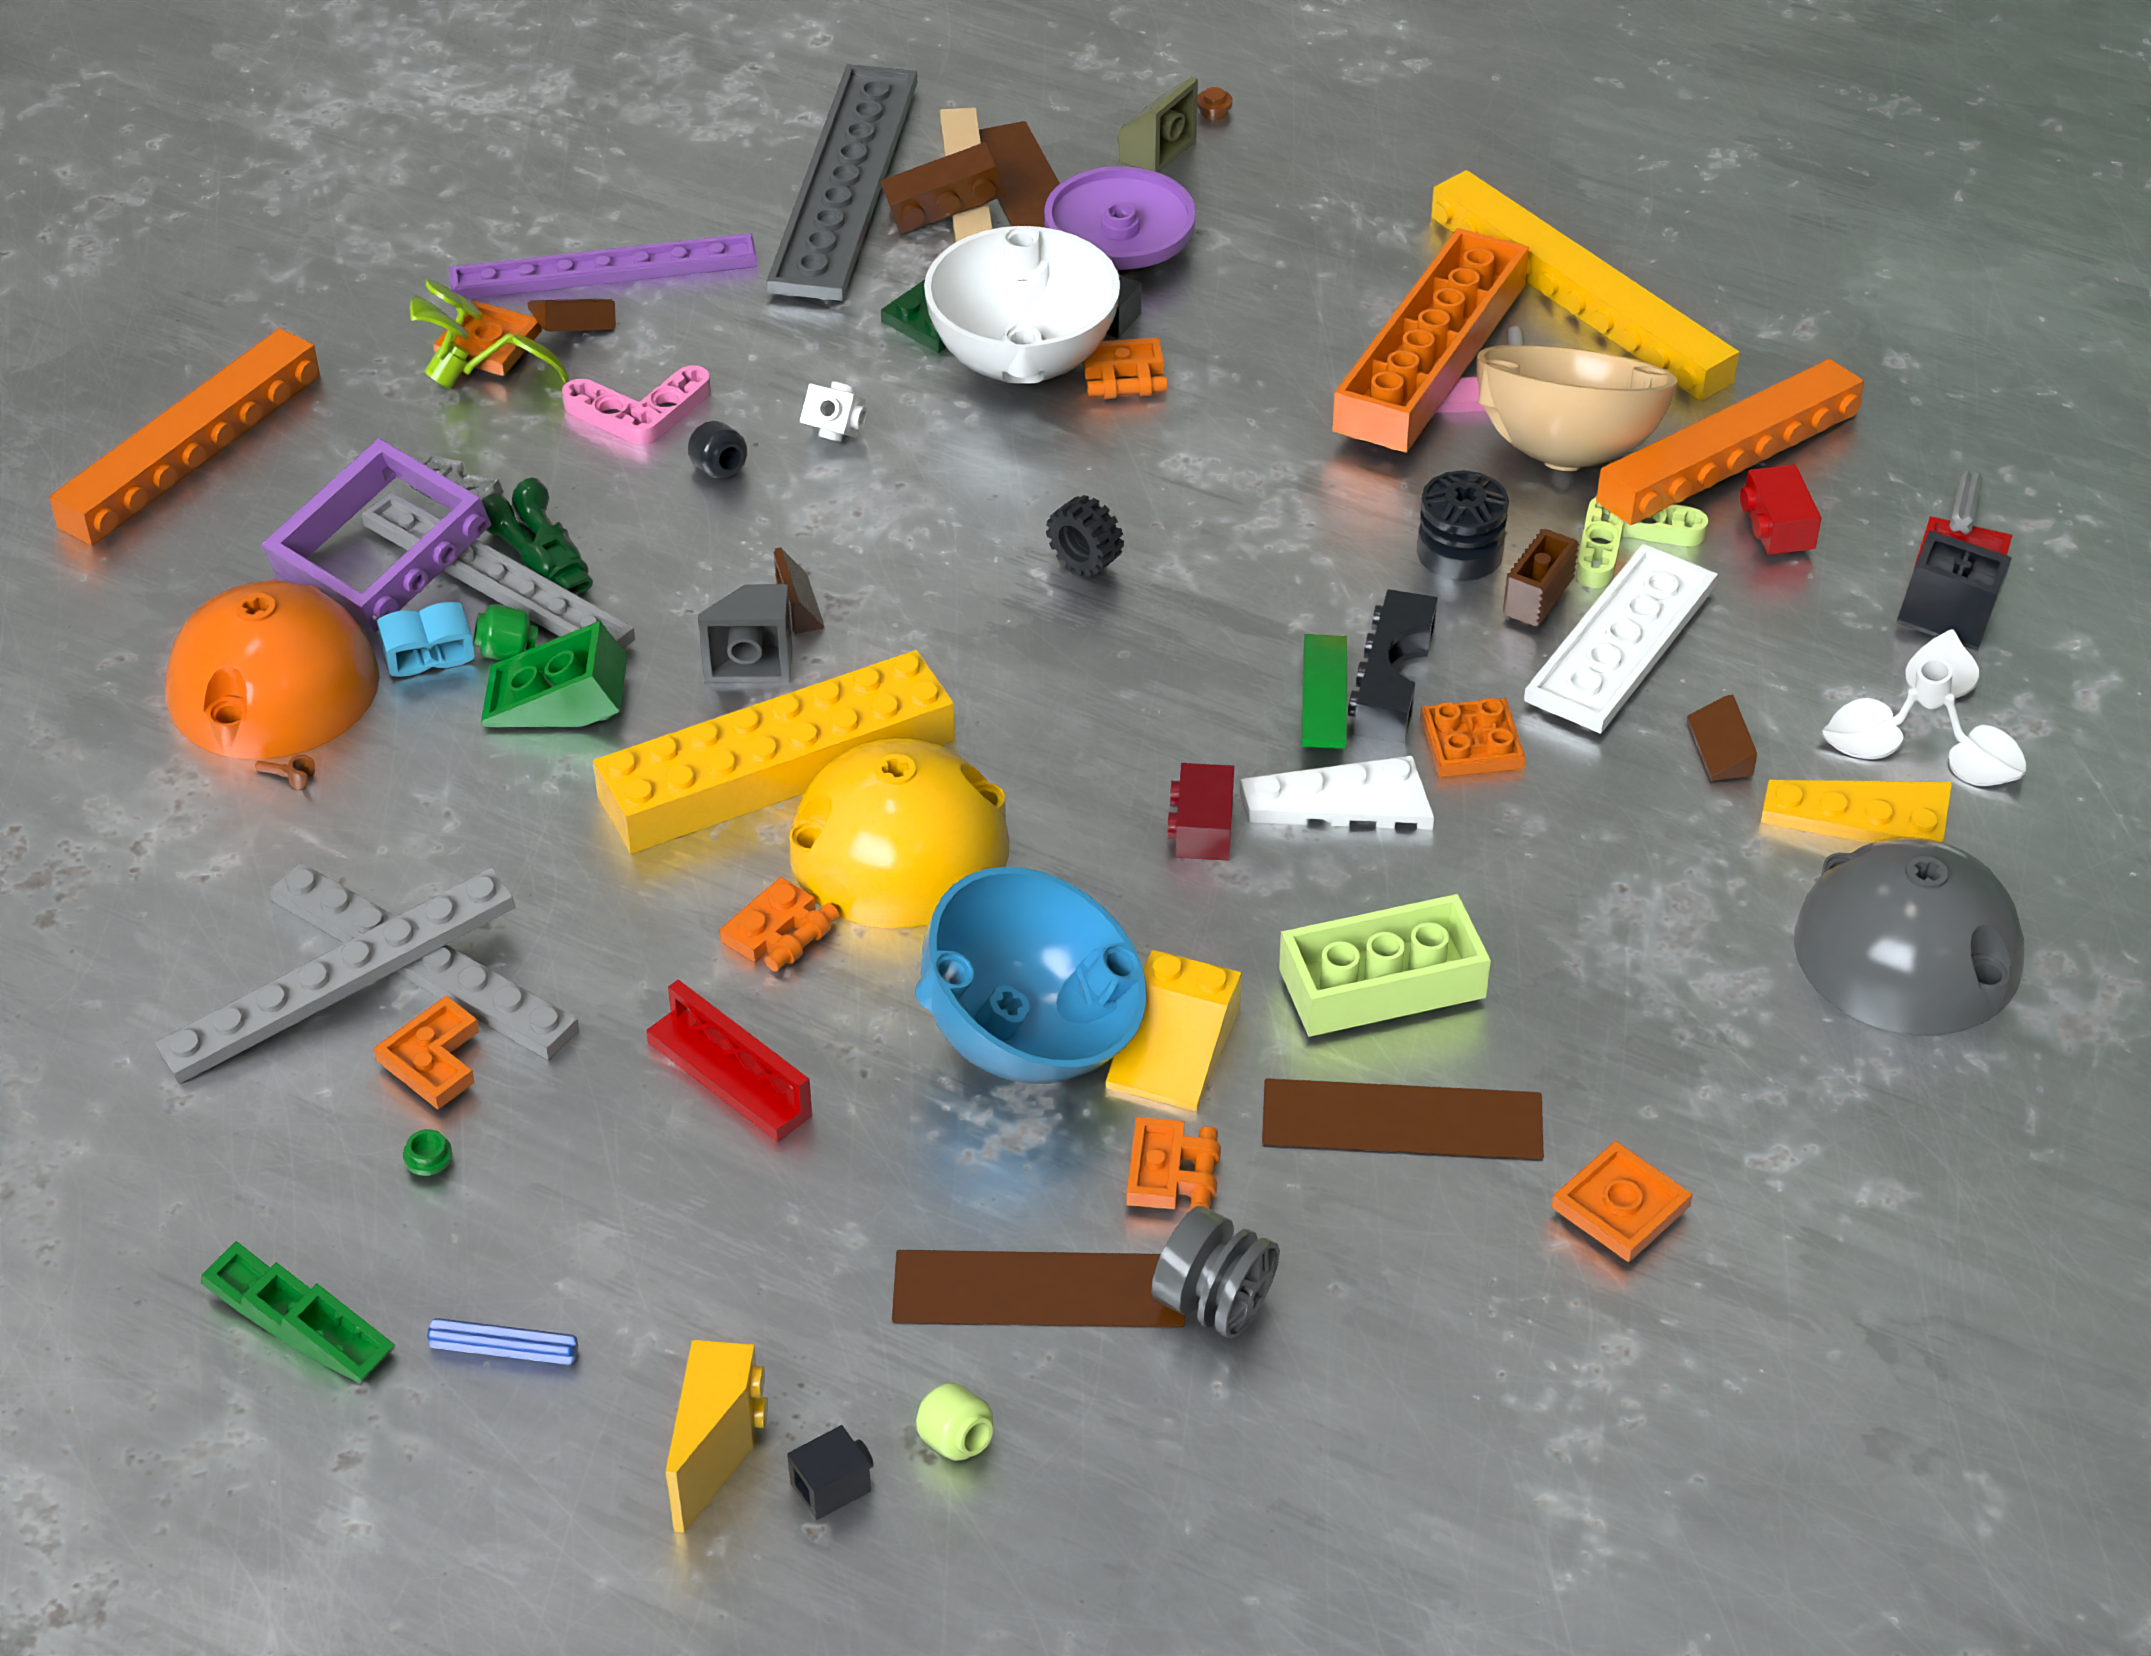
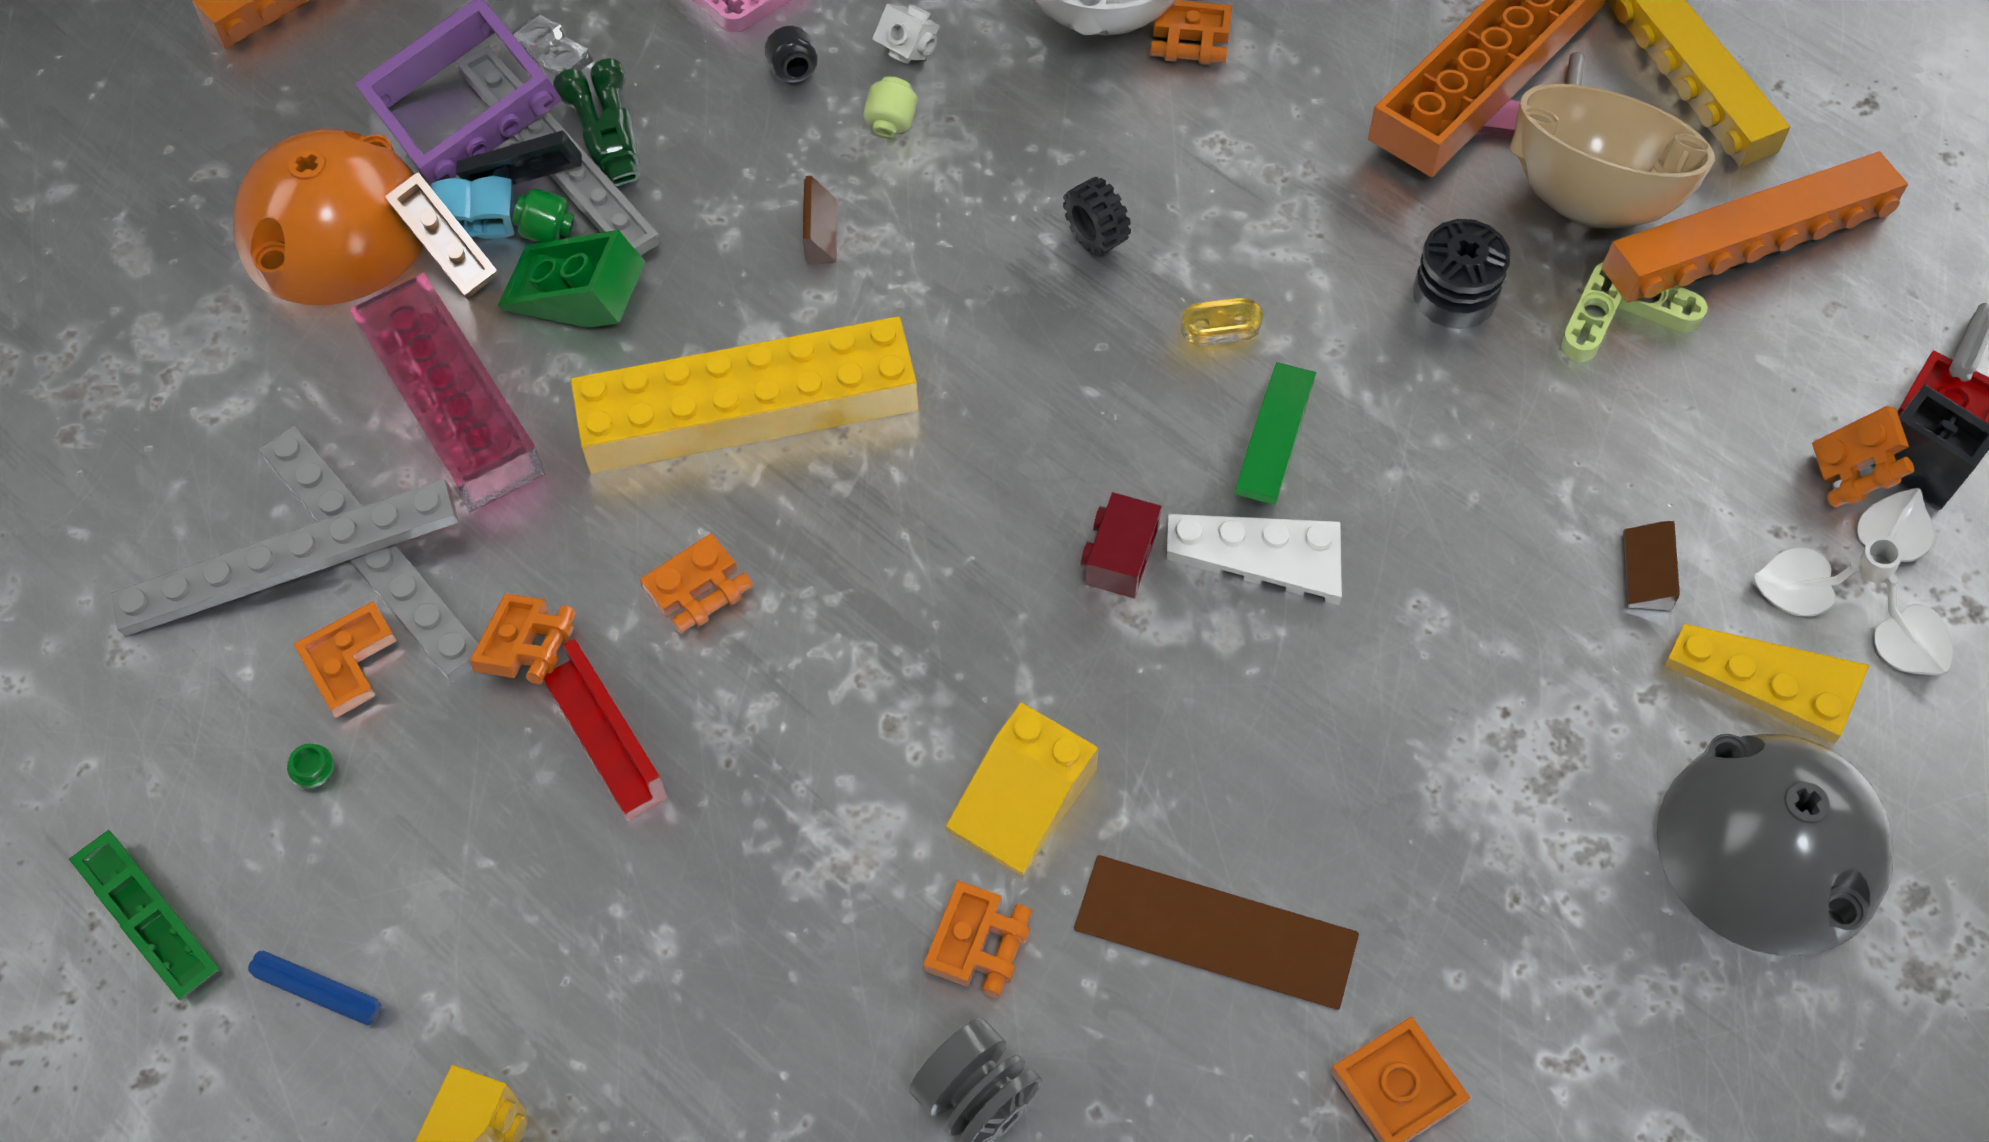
camera: 15 degrees right, 15 degrees up
(296, 771) = (317, 322): dark orange hand -> none
(412, 658) = (442, 235): none -> light nougat brick
(460, 798) = (447, 393): none -> clear pink brick
(472, 581) = (524, 159): none -> black plate
(604, 1001) = (511, 634): none -> orange plate
(747, 636) = (754, 267): dark grey slope -> none
(838, 478) = (890, 107): none -> yellowish green head
(895, 830) = (832, 512): yellow piece -> none
(1007, 975) = (898, 683): dark azure piece -> none
(1028, 1289) = (806, 1039): reddish brown sticker -> none
(1238, 609) = (1220, 321): none -> clear yellow plate
(1384, 964) = (1242, 762): yellowish green brick -> none
(1385, 697) = (1332, 454): black arch -> none
(1472, 737) = (1406, 510): orange tile -> none
(1540, 577) = (1521, 347): reddish brown brick -> none
(1620, 638) = (1583, 428): white plate -> none
(1781, 509) = (1783, 314): red brick -> none
(1885, 601) = (1858, 446): none -> orange plate

